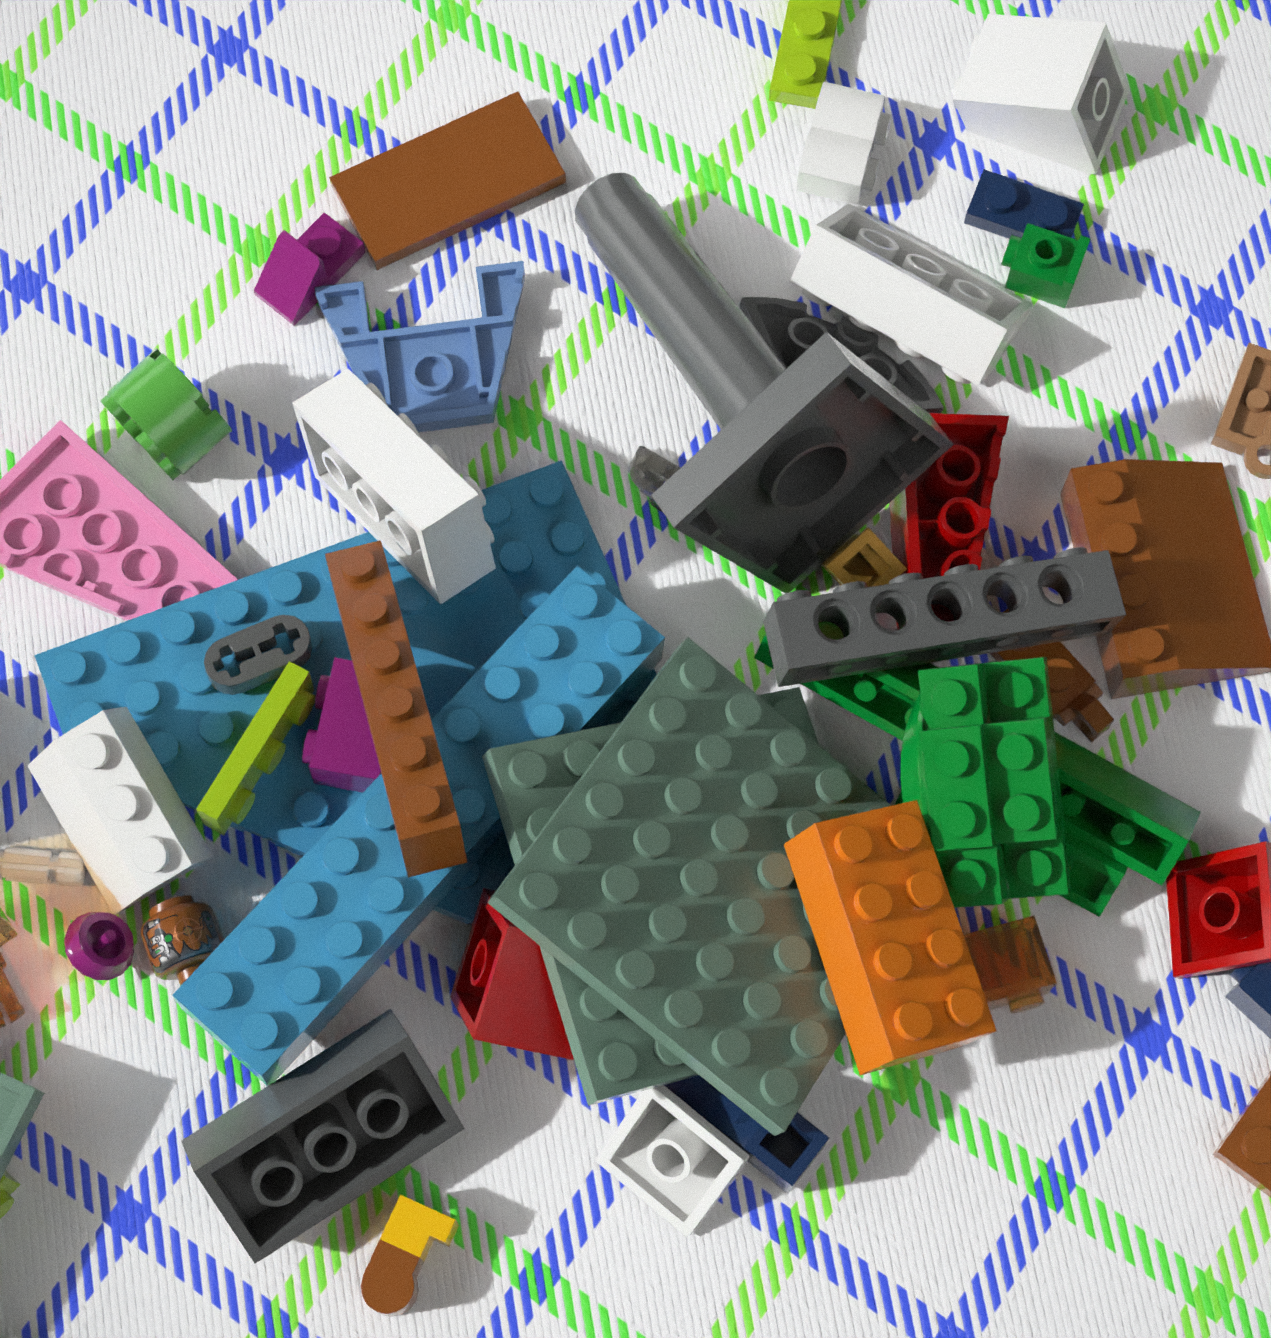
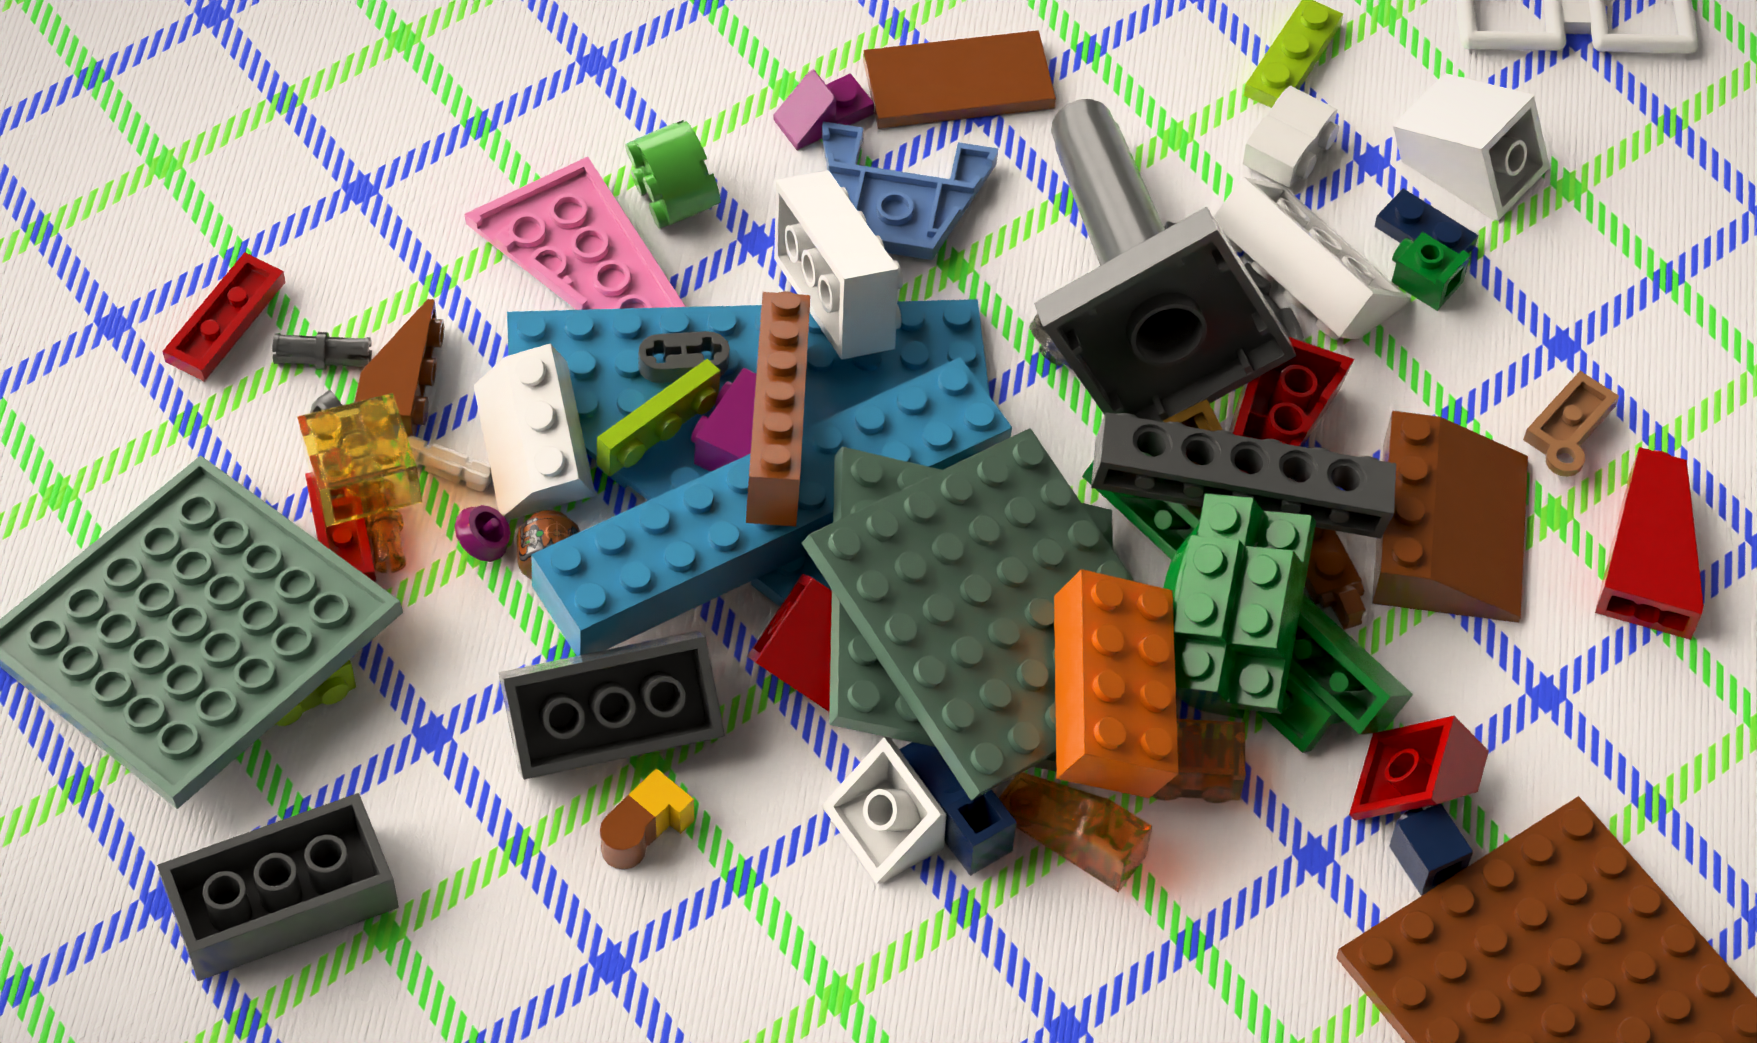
camera: 15 degrees right, 15 degrees down
(896, 1105) = (1079, 827): none -> clear orange slope

